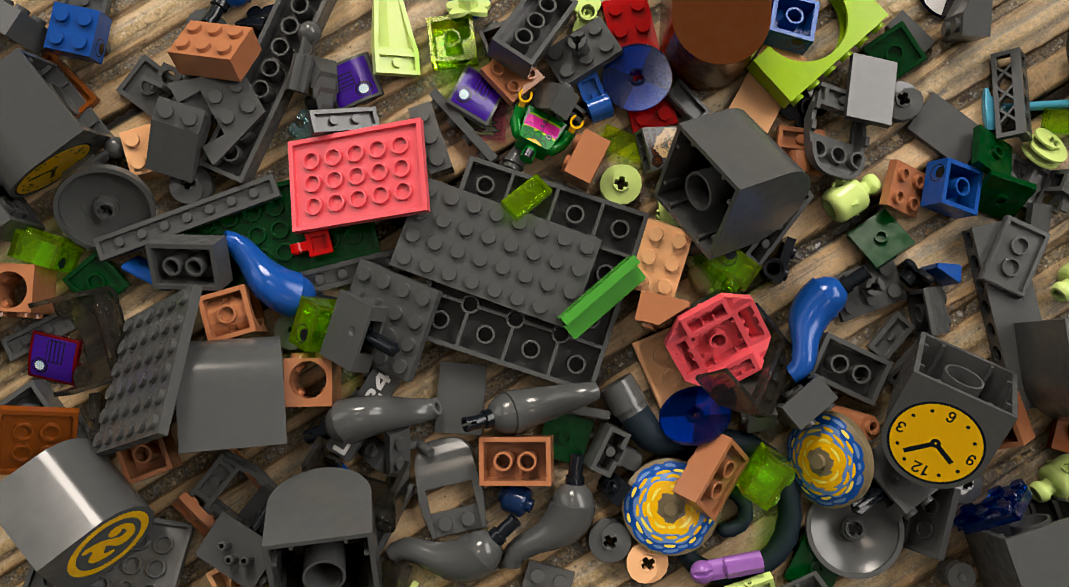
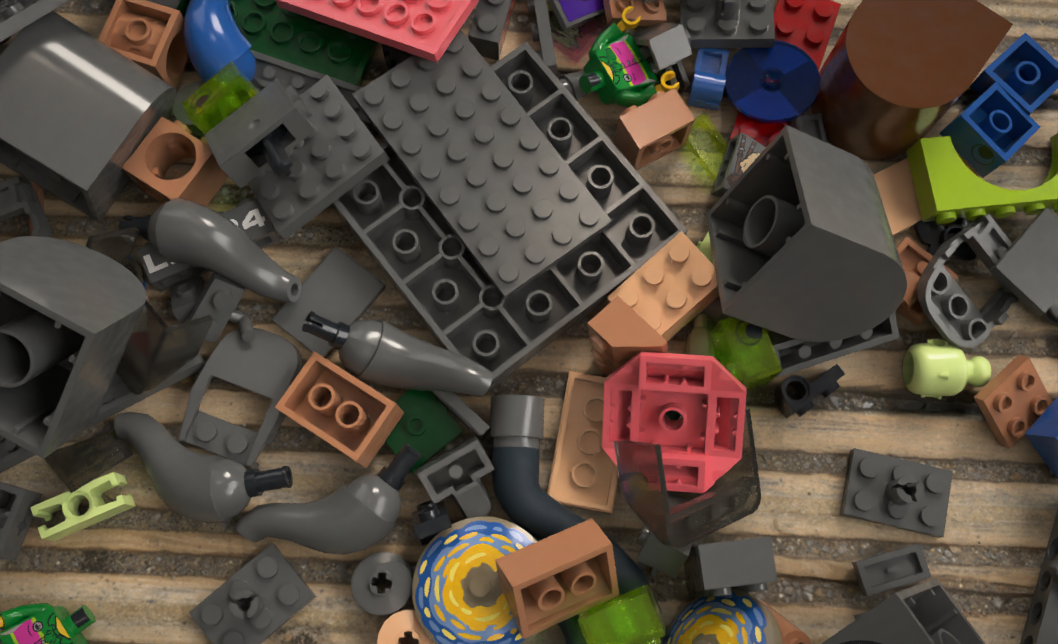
camera: 35 degrees right, 10 degrees down
(316, 243) = (291, 31): red plate -> none
(516, 500) = (308, 459): dark blue head -> none
(526, 197) = (556, 119): clear neon green tile -> none
(601, 297) = (567, 280): bright green panel -> none
(630, 179) = (685, 174): yellowish green piece -> none
(681, 426) = (582, 496): clear blue piece -> none
(812, 312) = (812, 472): blue animal -> none
(851, 369) = (815, 571): dark grey brick -> none
(880, 239) = (950, 444): dark green plate -> none
(912, 275) = (967, 510): black animal -> none
(928, 311) = (961, 564): dark grey slope -> none
(944, 273) = (1005, 530): blue slope -> none

